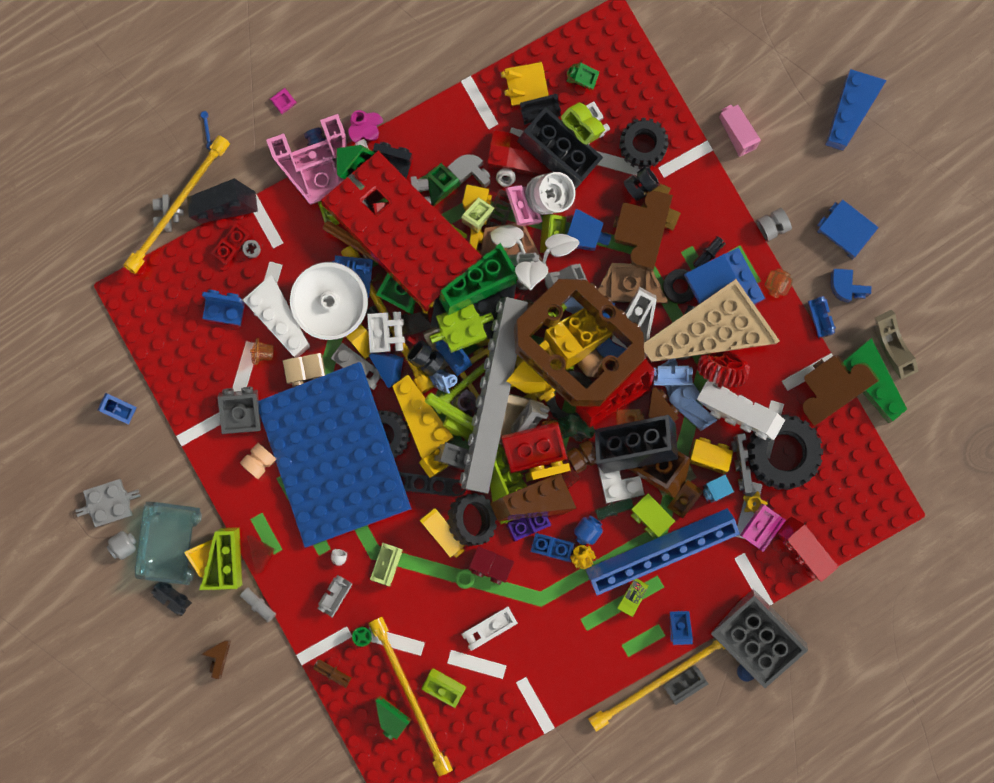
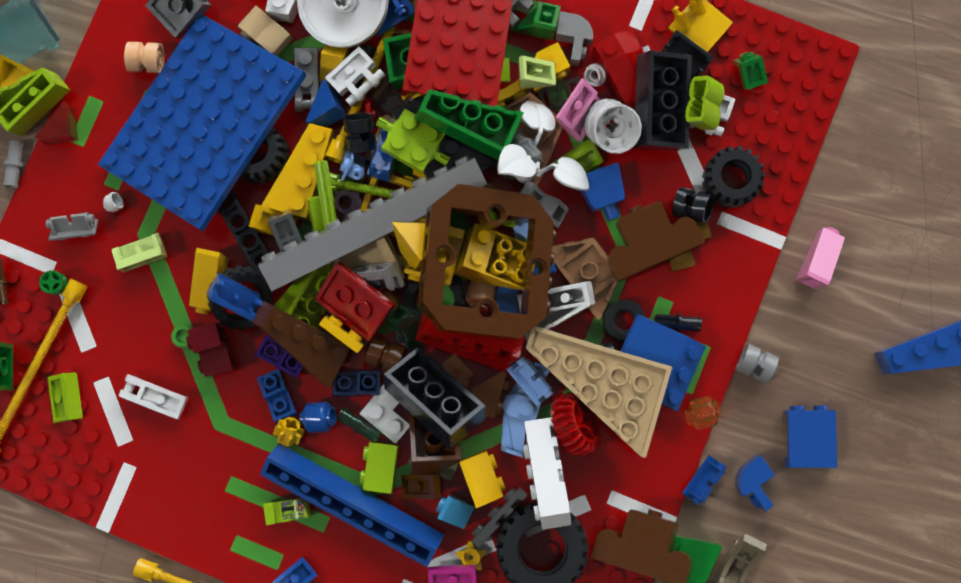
camera: 55 degrees right, 0 degrees up
(472, 519) = (234, 296): none -> blue hinge
(586, 489) = (356, 384): none -> dark blue slope

